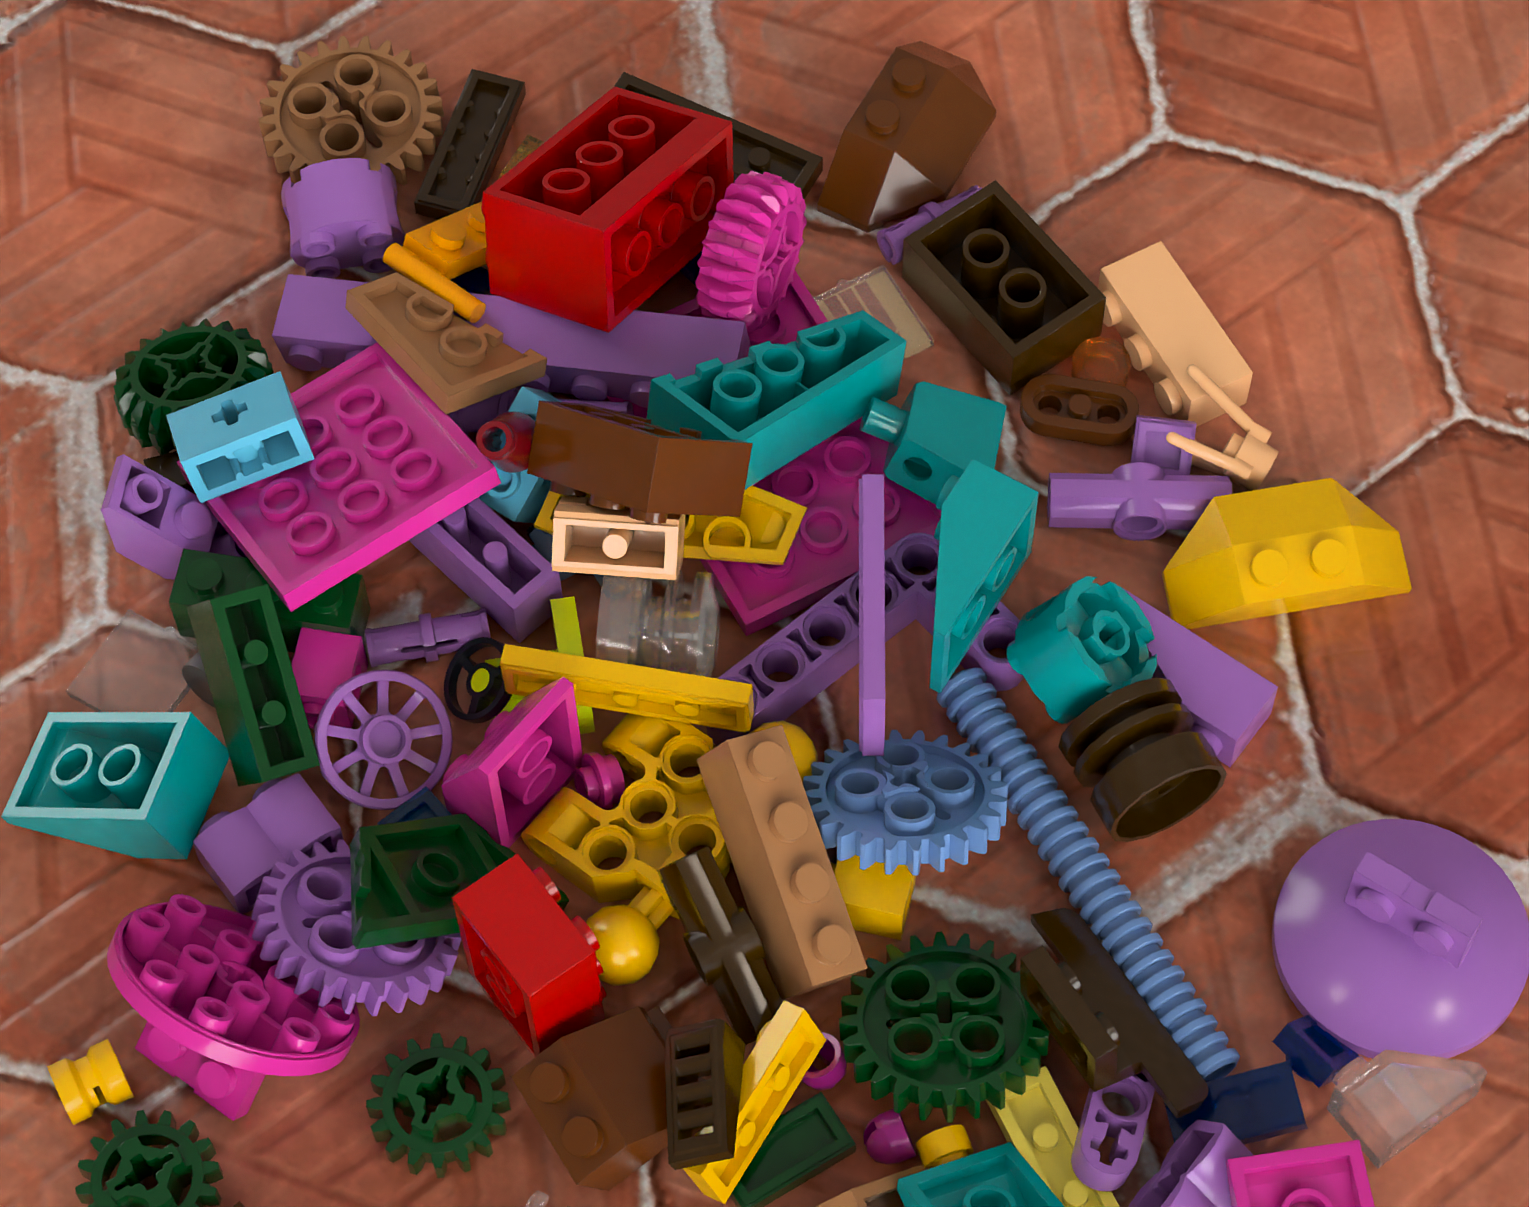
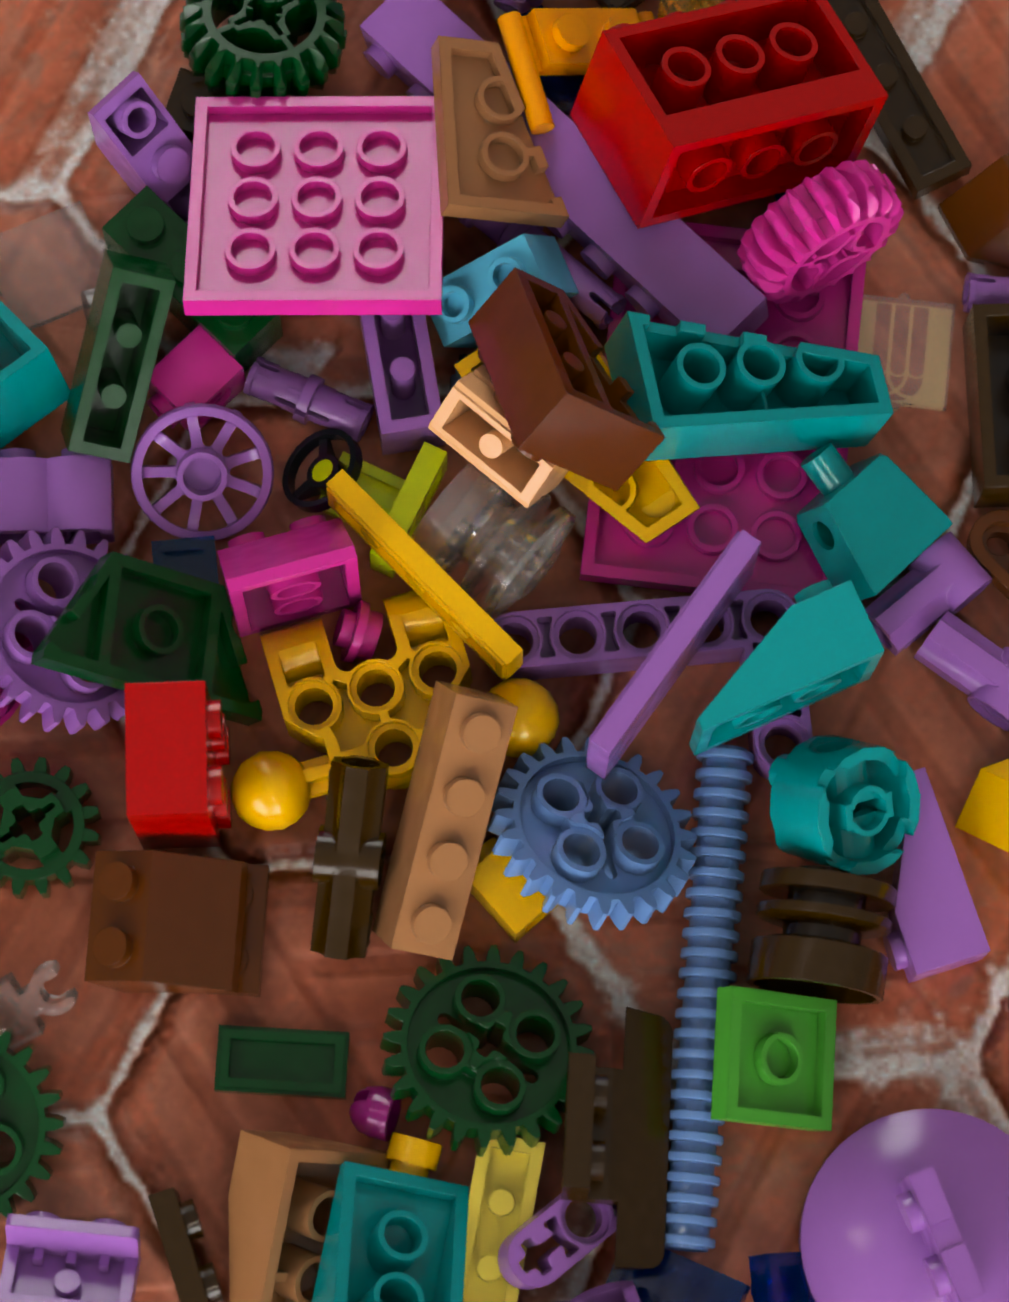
camera: 30 degrees right, 15 degrees up
(239, 437) = (253, 117): medium azure brick -> none
(519, 436) = (468, 279): dark red cone -> none
(691, 1054) = (229, 951): dark brown slope -> none
(769, 1079) = (277, 1009): yellow plate -> none
(834, 1058) = (351, 1010): magenta hinge -> none
(1029, 454) = (938, 582): none -> medium lavender piece
(1175, 879) = (774, 1059): none -> bright green plate

